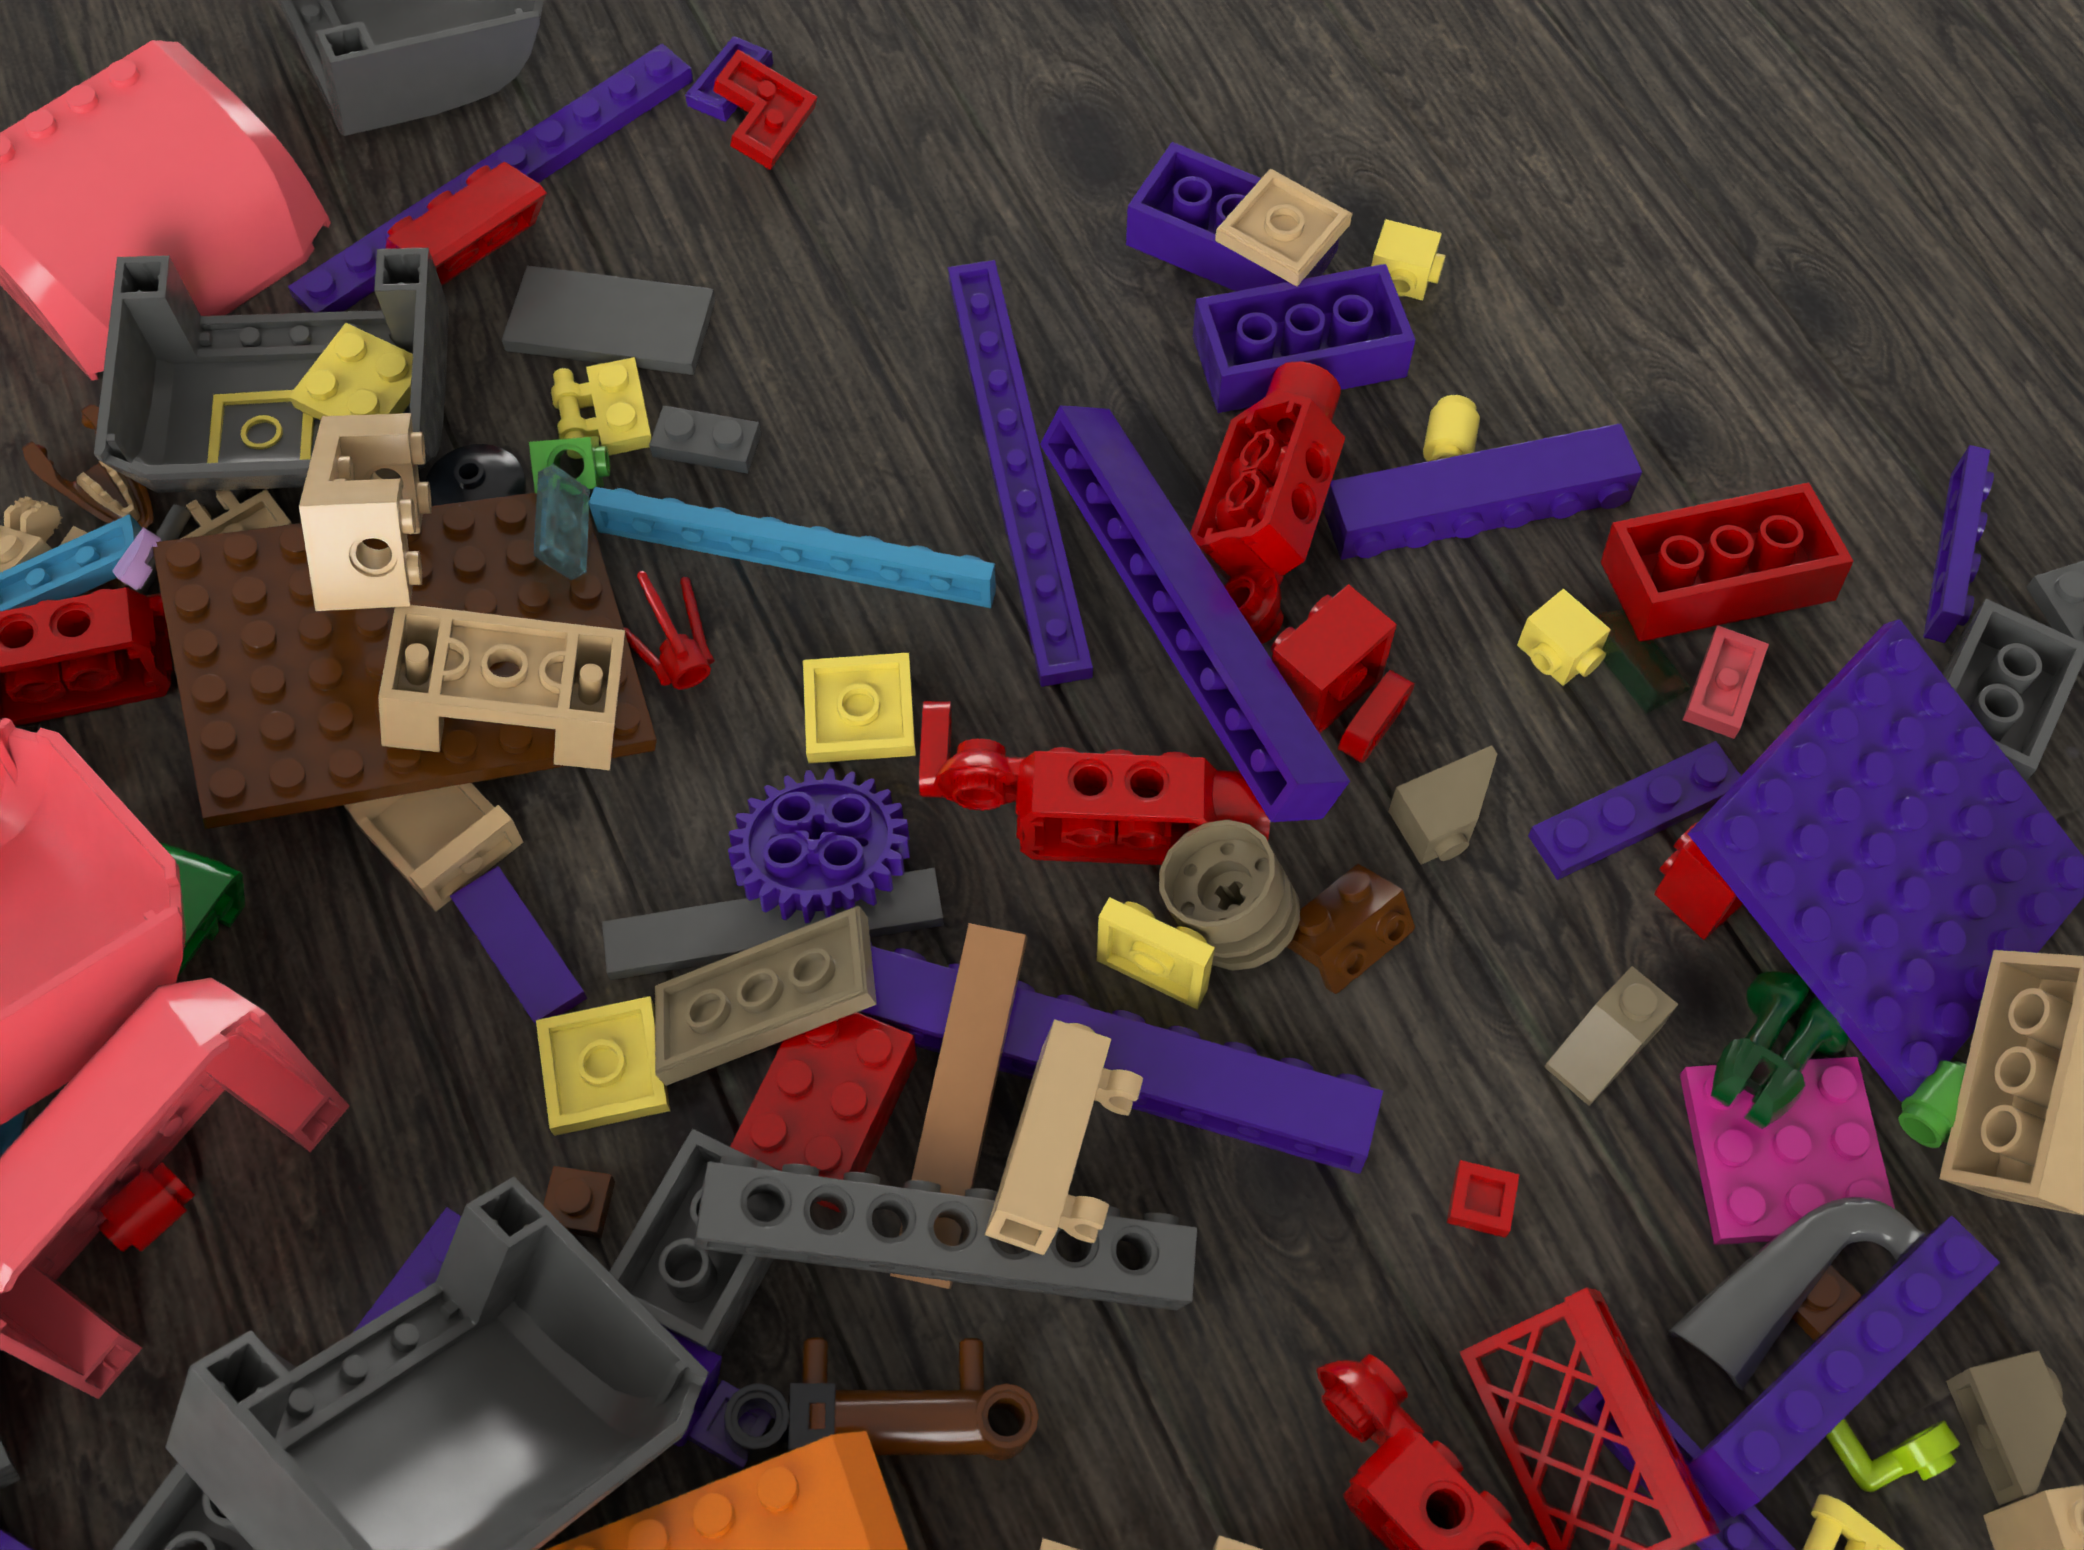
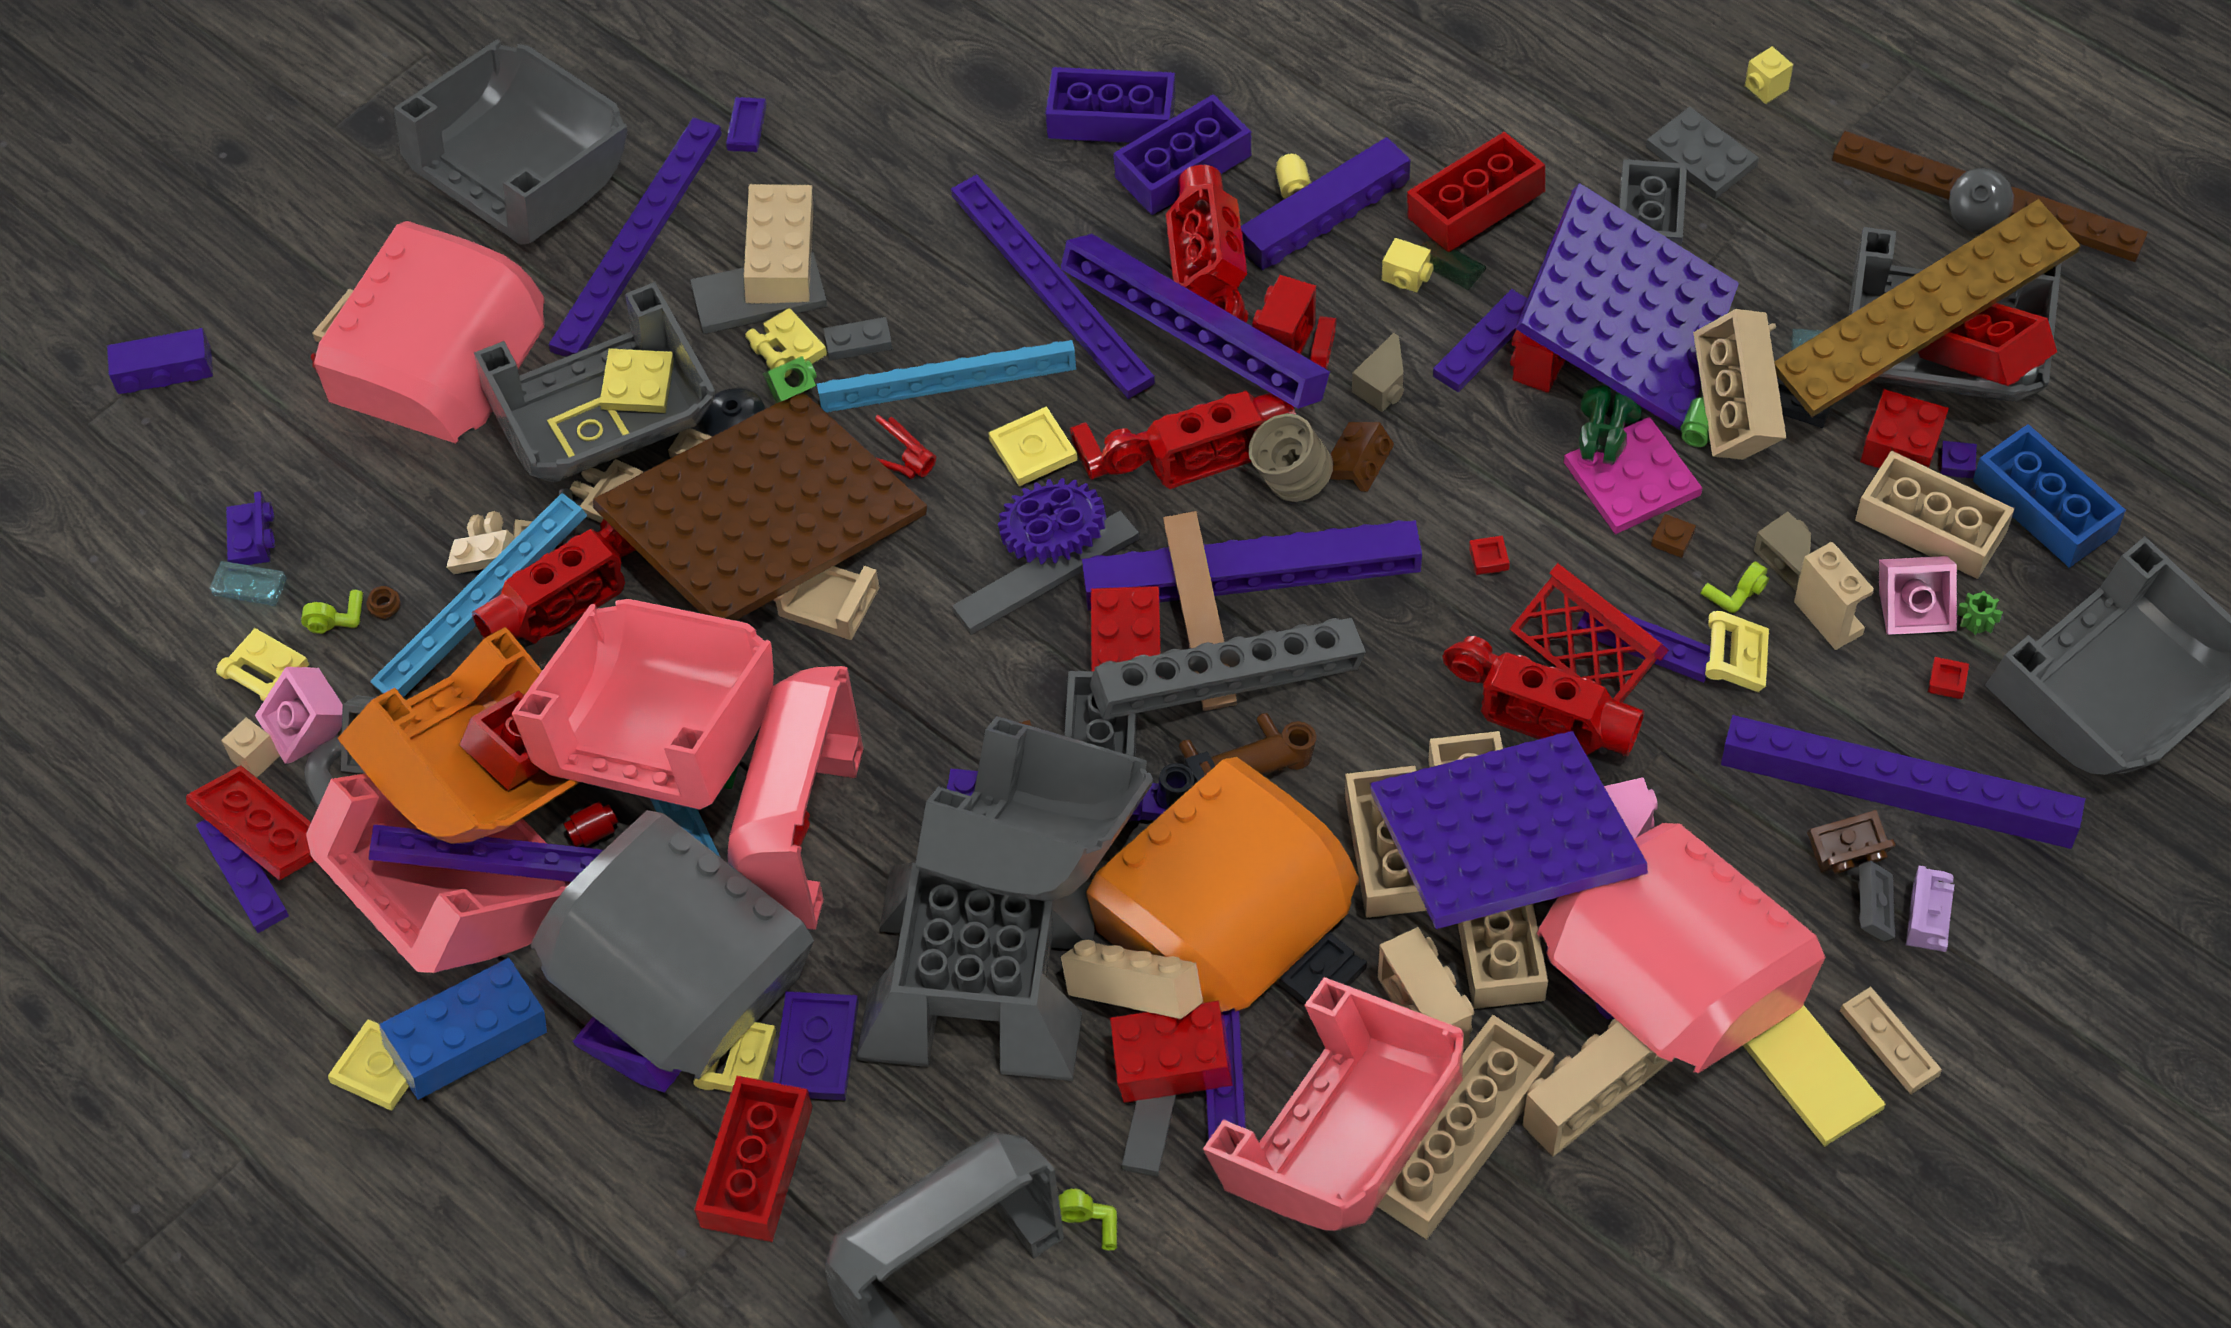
camera: 20 degrees left, 5 degrees down
(97, 490) = (512, 495): reddish brown animal -> none
(133, 566) = (589, 513): lavender tile -> none
(351, 503) = (720, 436): tan plate -> none
(441, 669) = (811, 492): tan plate -> none
(472, 221) = (647, 263): red slope -> none
(518, 946) = (911, 637): dark purple tile -> none
(561, 522) = (808, 402): clear light blue plate -> none
(600, 1066) = (994, 672): light yellow plate -> none
(663, 258) = (778, 243): none -> tan brick
(763, 995) = (1067, 599): dark tan tile -> none
(774, 107) = (788, 129): red plate -> none
(1049, 1137) = (1259, 599): tan brick -> none
(1154, 952) = (1264, 501): light yellow plate -> none
(1283, 227) = (1144, 93): tan tile -> none
(1410, 257) = (1222, 83): light yellow brick -> none
(1611, 1035) = (1520, 453): dark tan slope -> none
(1725, 682) = (1504, 256): coral plate -> none
(1757, 1301) = (1646, 546): dark grey animal -> none
(1841, 1367) = (1697, 554): dark purple brick -> none
(1956, 558) = (1598, 129): dark purple plate -> none

